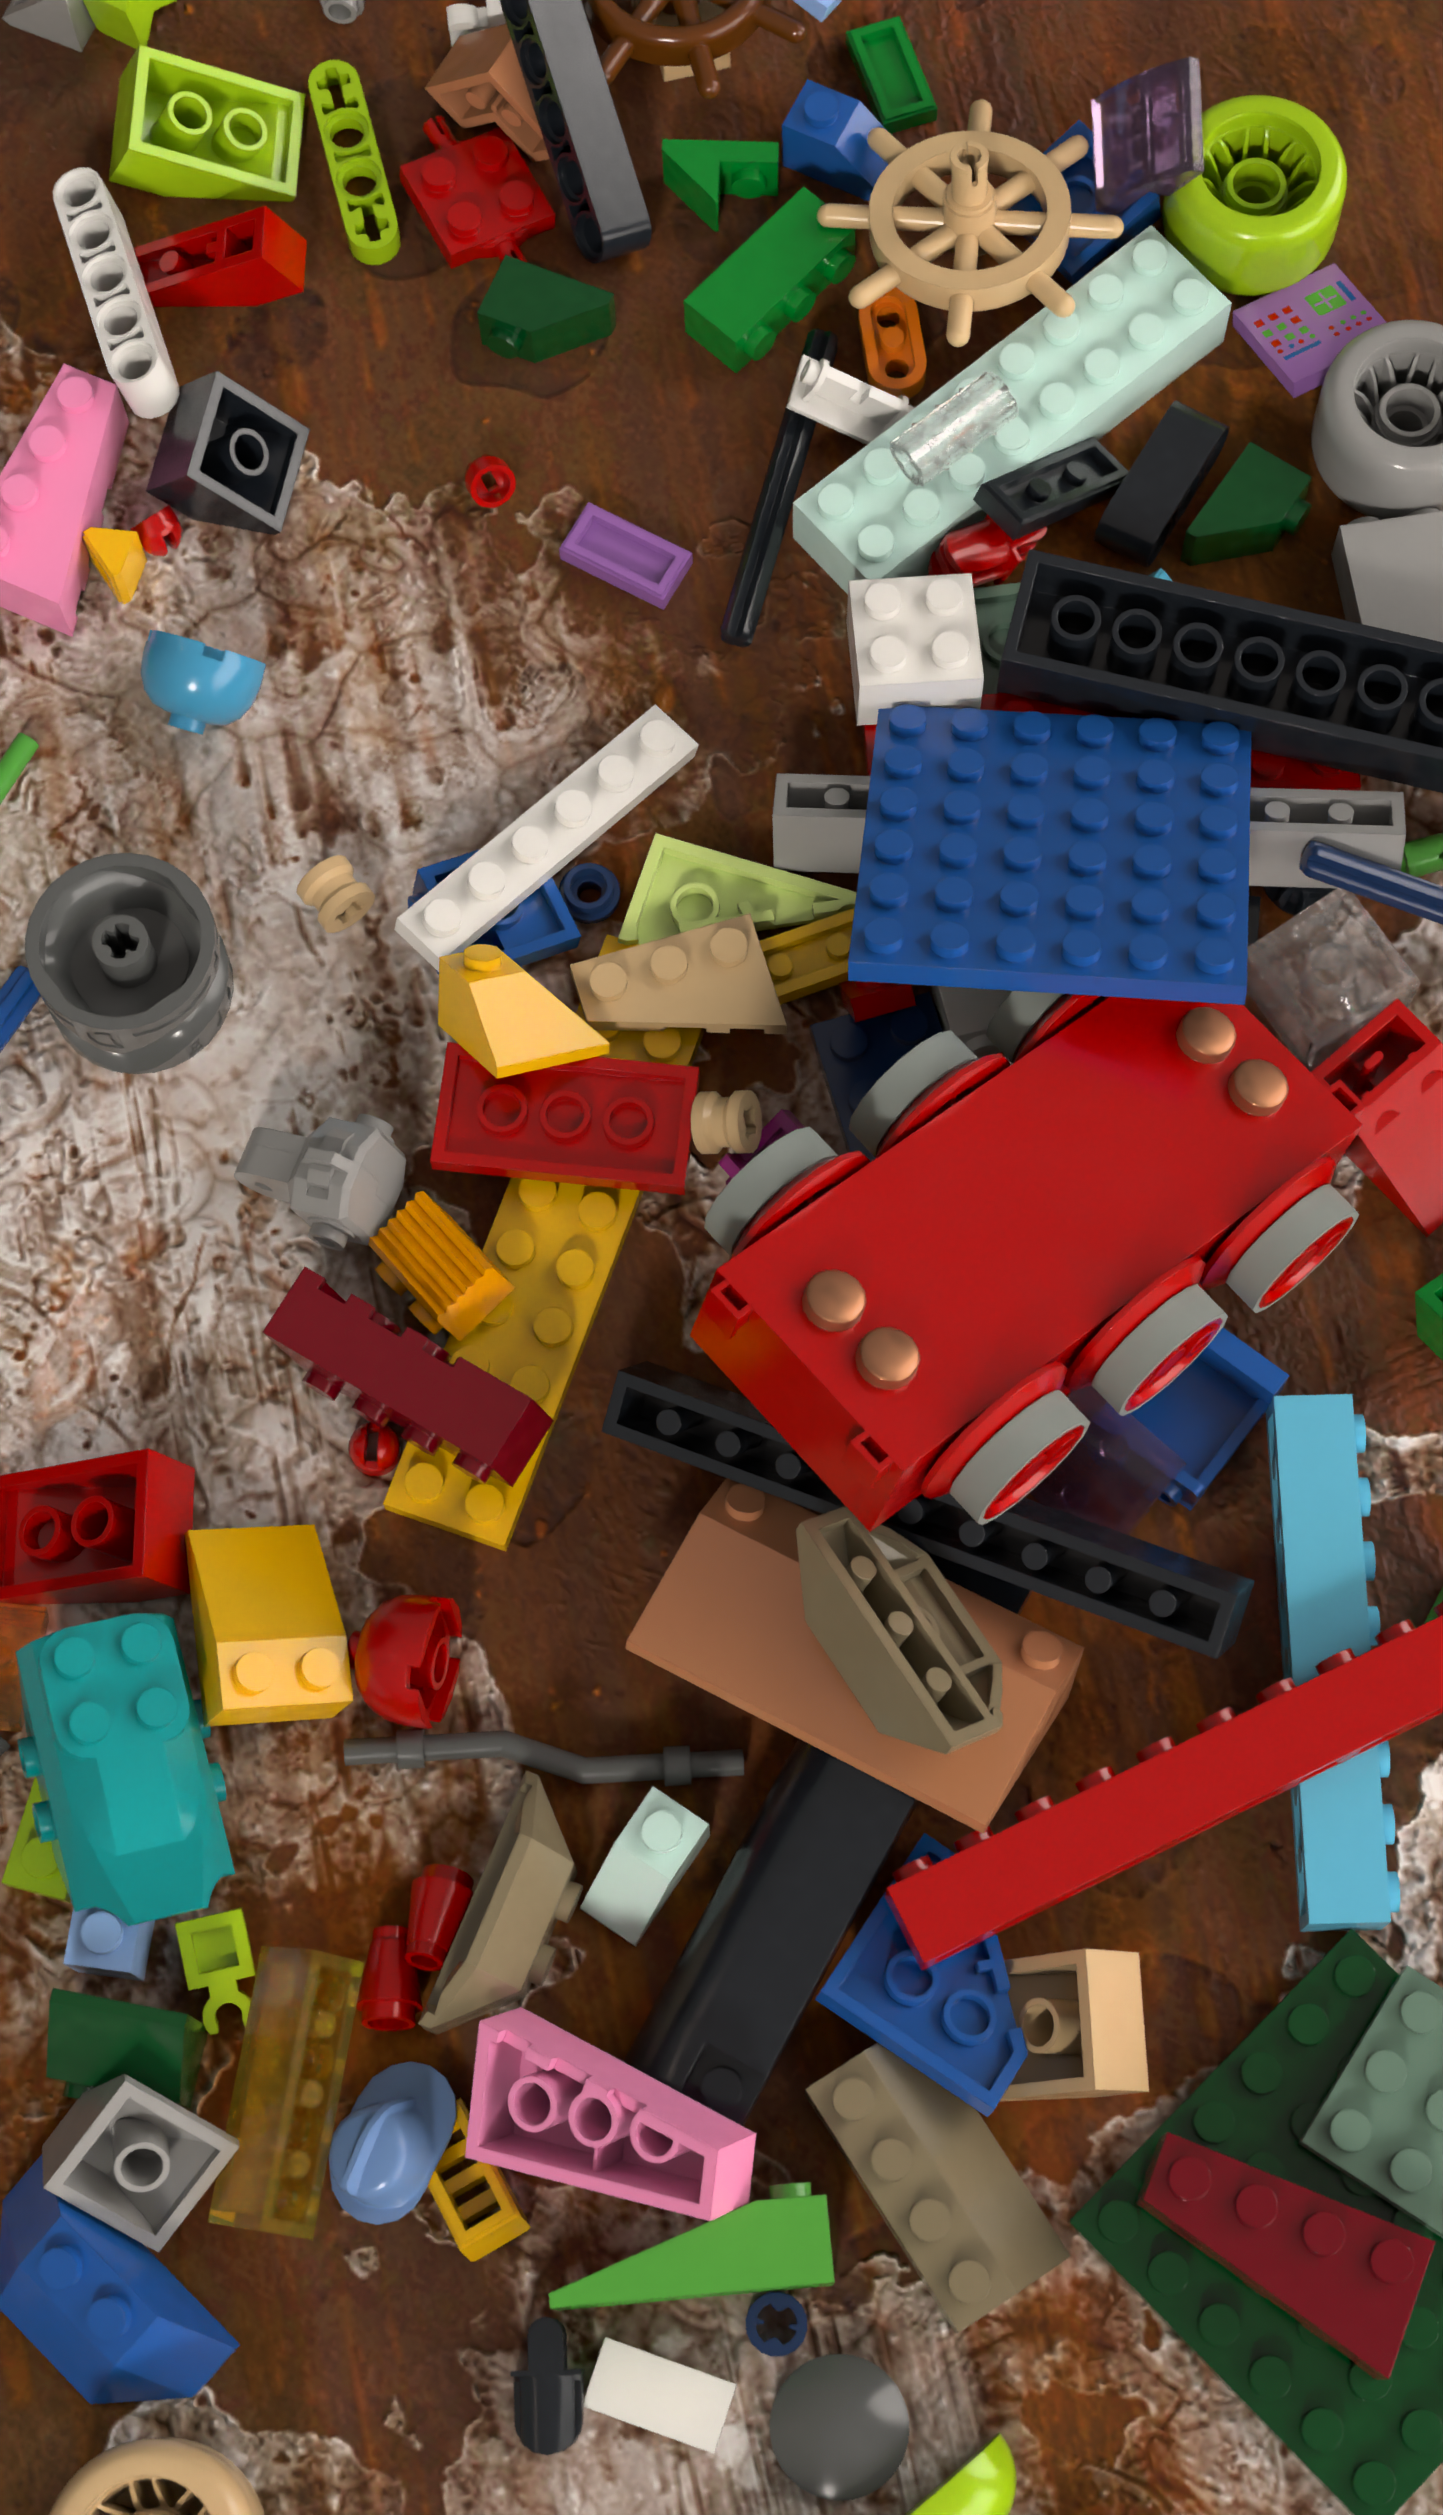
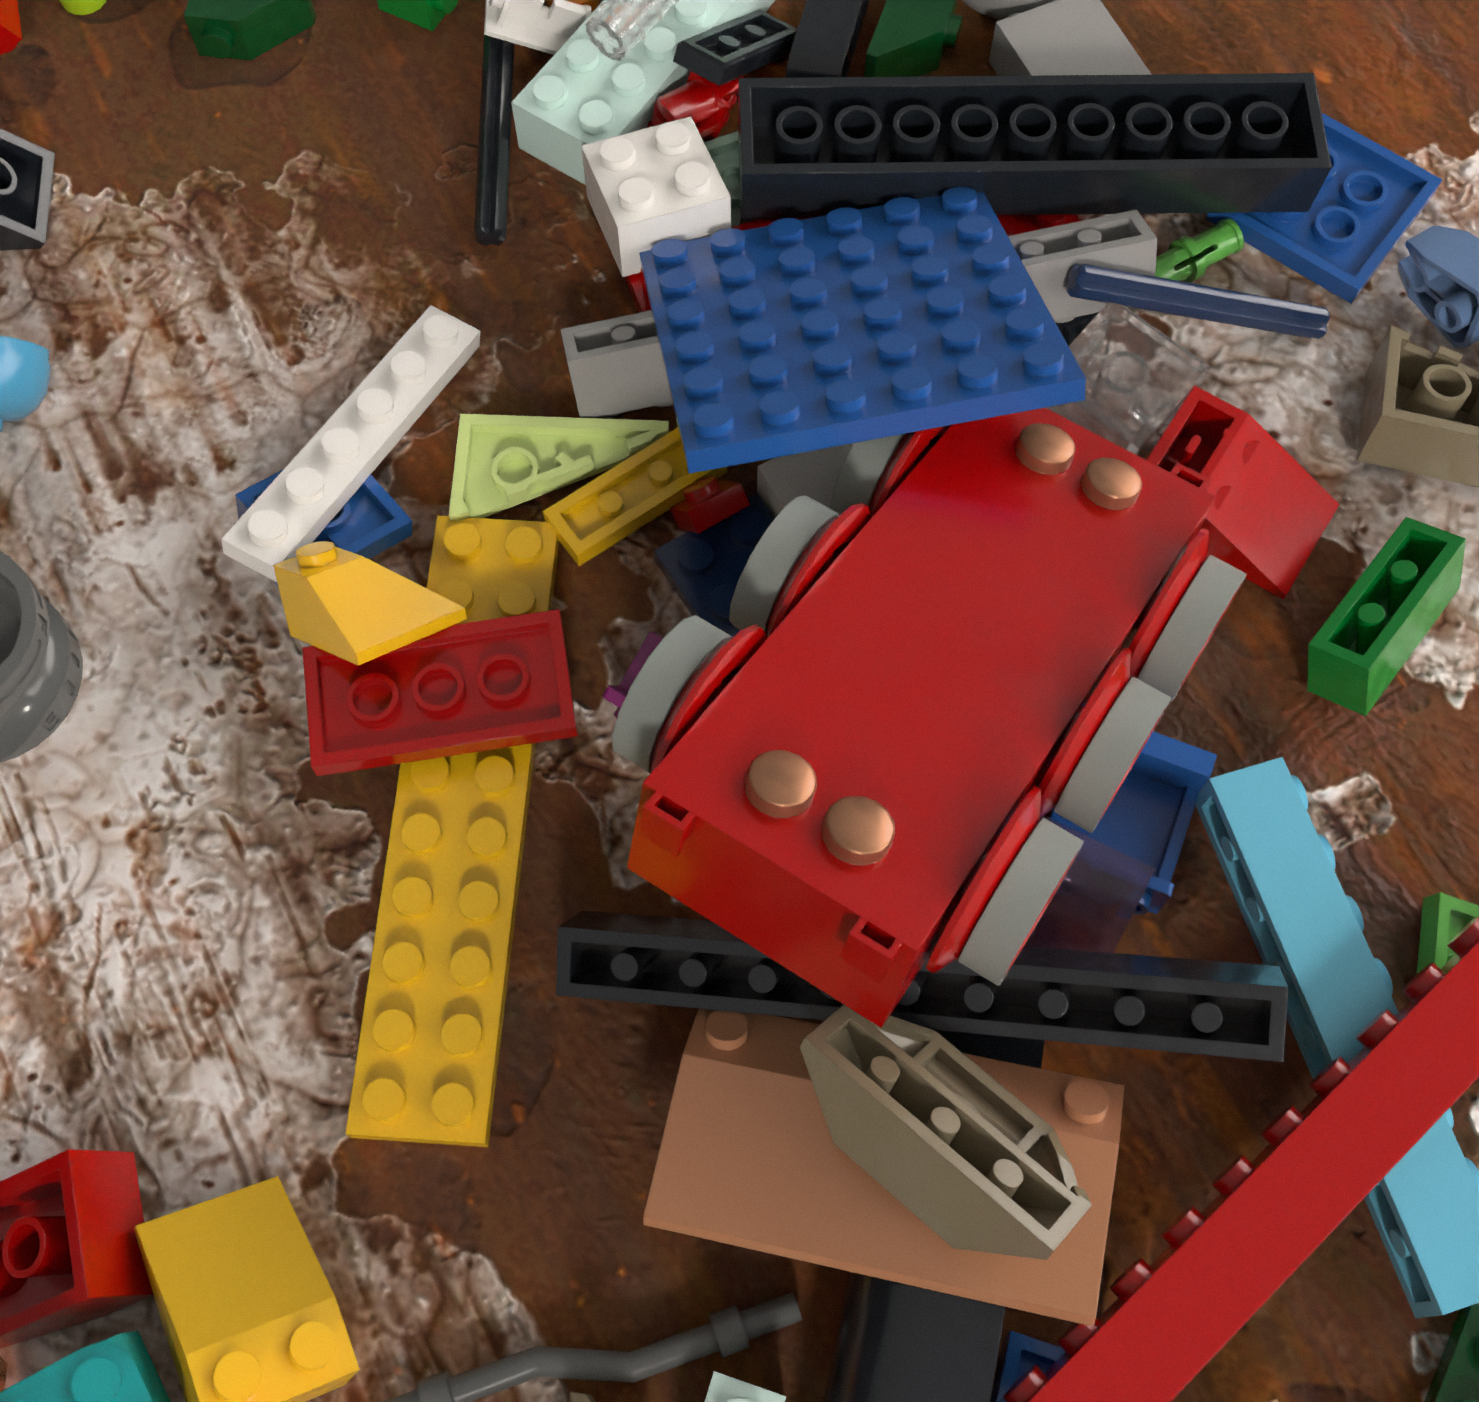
camera: 20 degrees left, 5 degrees down
(335, 894) = (162, 541): tan wheel -> none
(335, 1179) = (220, 810): light grey piece -> none
(388, 1449) = (338, 1076): red hinge -> none
(405, 1658) = (406, 1304): red cylinder -> none
(407, 1381) = (337, 997): dark red wedge -> none
(440, 1267) = (347, 872): light orange brick -> none
(502, 474) = (238, 148): red hinge -> none
(590, 877) = (407, 470): dark blue plate -> none
(625, 555) = (371, 192): medium lavender tile -> none
(686, 980) = (524, 535): tan wing -> none
(726, 1122) = (599, 655): tan wheel -> none

